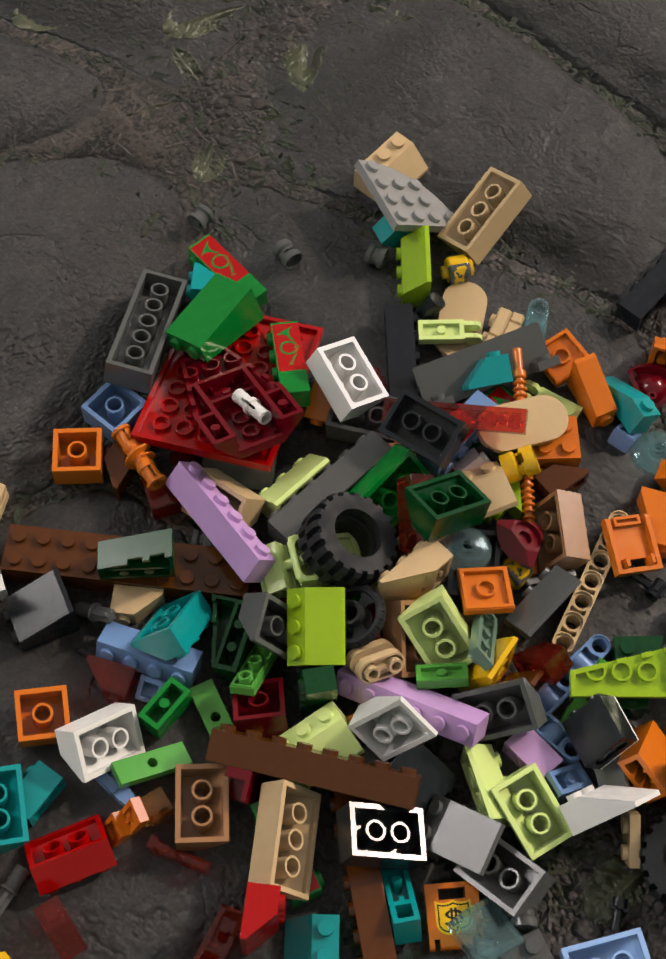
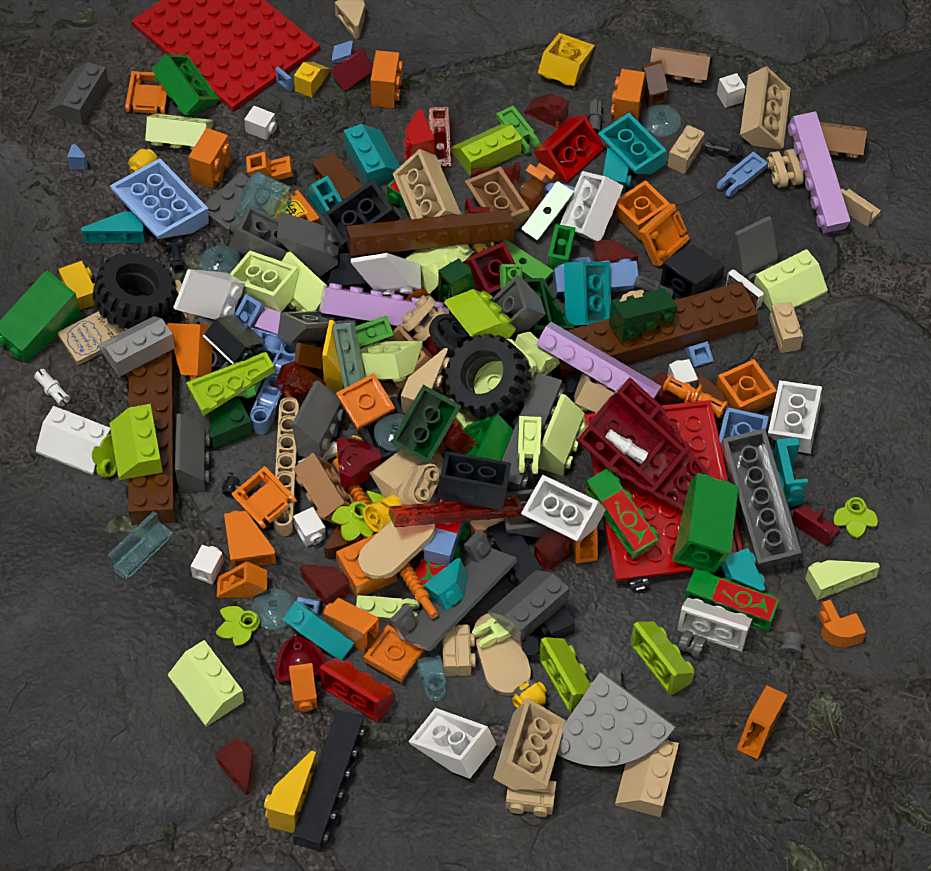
camera: 155 degrees right, 5 degrees down
(40, 669) = (665, 233): none -> orange container
(47, 405) = (796, 413): none -> white slope
(64, 301) = (855, 519): none -> lime plate
(91, 369) = (785, 457): none -> teal window
(93, 524) = (699, 354): none -> medium blue slope
(104, 310) = (815, 524): none -> dark red panel
(112, 919) = (512, 117): none -> bright green hinge
(123, 256) = (836, 576): none -> yellowish green slope
(130, 504) = (683, 372): none -> white brick
(150, 211) = (840, 631): none -> orange brick
(166, 906) = (488, 148): none -> lime slope
(258, 254) = (714, 623): none -> white slope
(267, 168) = (761, 722): none -> orange slope
(321, 249) = (661, 657): none -> lime slope
(342, 460) = (529, 441): none -> yellowish green hinge
(421, 327) = (530, 604): none -> dark grey slope
(479, 455) = (419, 484): none -> tan brick
(544, 262) = (454, 742): none -> white slope
(552, 478) = (351, 522): none -> lime plate
(570, 904) = (210, 262): none -> clear light blue dish
(594, 507) = (309, 527): none -> white brick
(599, 447) = (325, 582): none -> clear red slope
(613, 333) = (356, 688): none -> red slope

